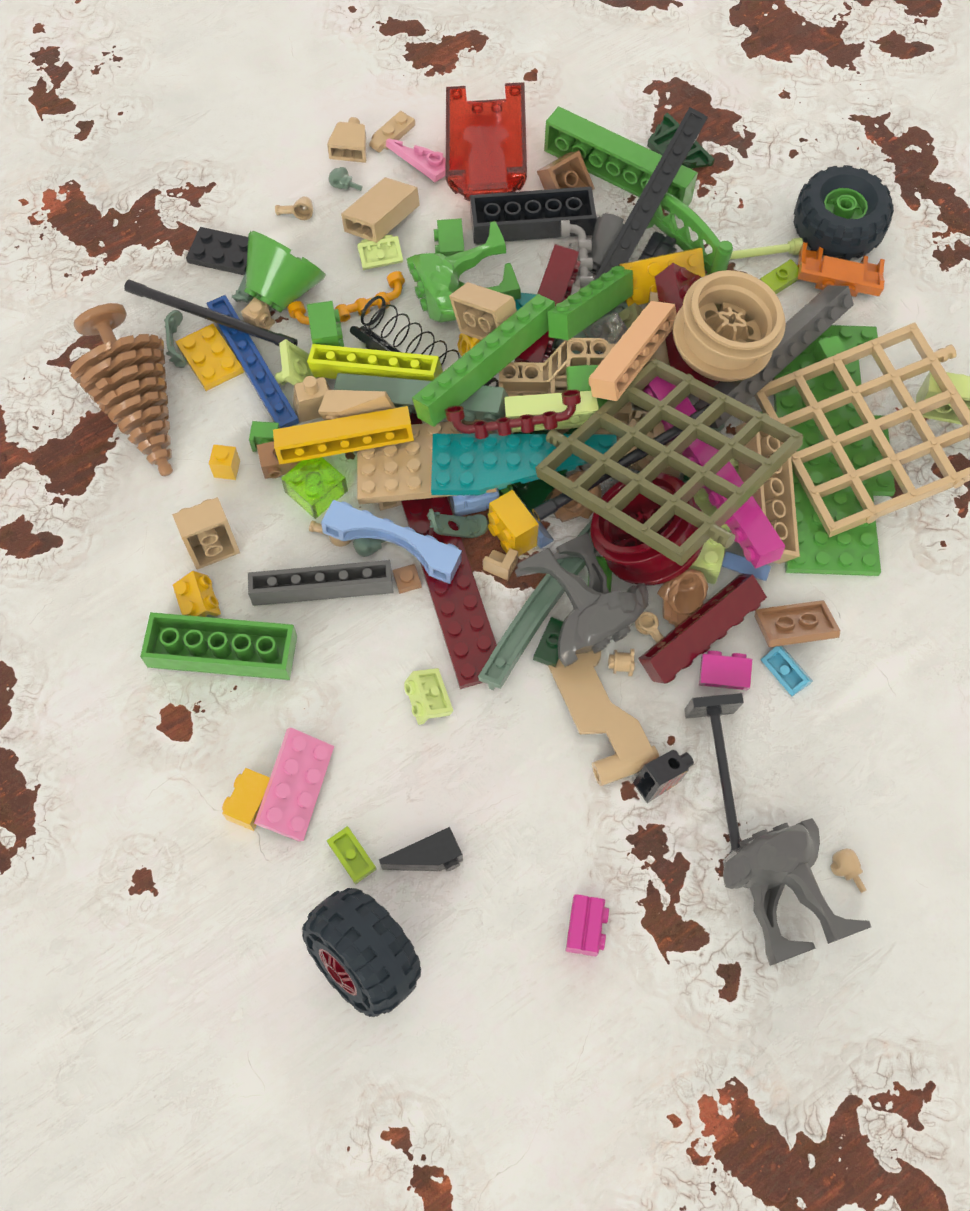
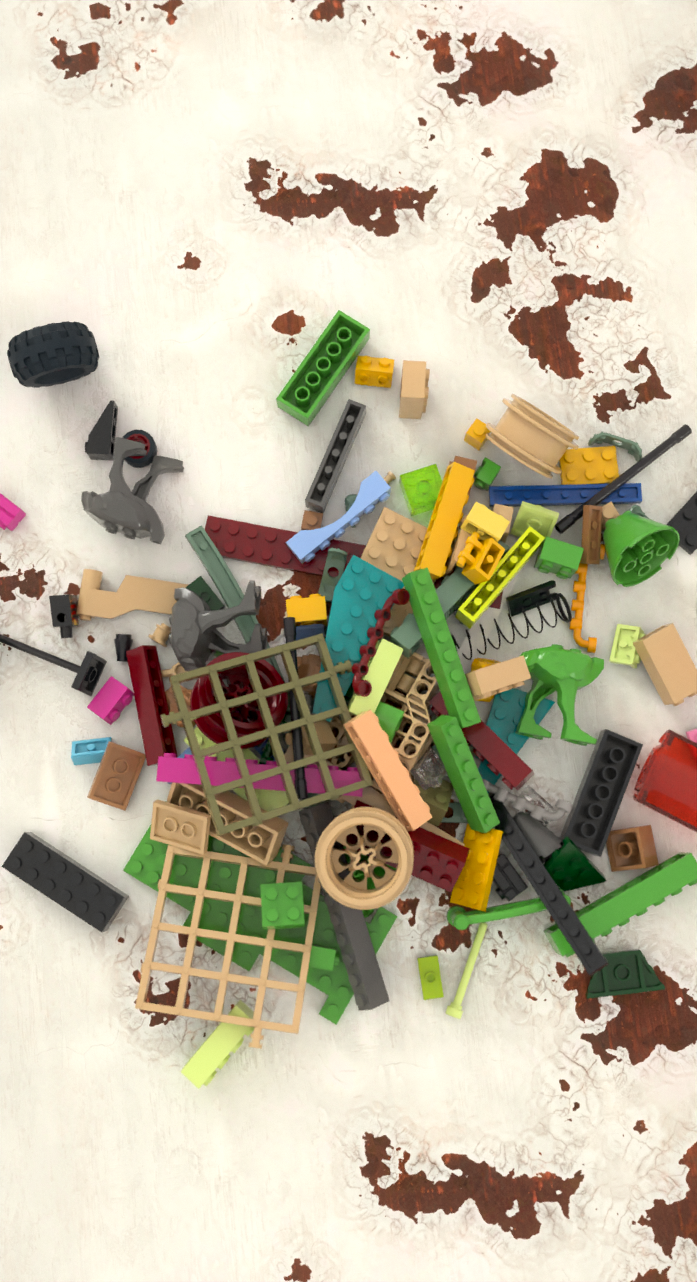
camera: 120 degrees right, 15 degrees up
(127, 381) = (576, 387): medium nougat plant -> none
(210, 390) = (531, 436): none -> tan wheel
(245, 799) = (204, 343): yellow brick -> none
(284, 314) = (591, 534): none -> medium nougat plate
(294, 785) = (196, 374): bright pink plate -> none
(330, 388) = (485, 523): none -> light yellow brick
(351, 855) = (131, 390): lime plate -> none
(370, 374) = (483, 559): none -> yellow brick
(422, 817) = (150, 446): none -> black wheel
(427, 695) = (212, 490): yellowish green bracket -> none
(449, 237) = (609, 709): bright green brick -> none
(501, 564) = (285, 591): tan panel -> none
(506, 766) = (127, 510): none -> dark grey animal
(614, 204) = (572, 868): none -> dark green wing
(657, 696) = (122, 644): none -> black cone
(806, 525) = (180, 827): none -> tan plate
(815, 391) = (282, 905): none -> bright green brick
(843, 212) = (466, 1092): black wheel -> none
(860, 277) = (394, 1029): orange bracket -> none
(932, 618) = (65, 881): none -> black brick

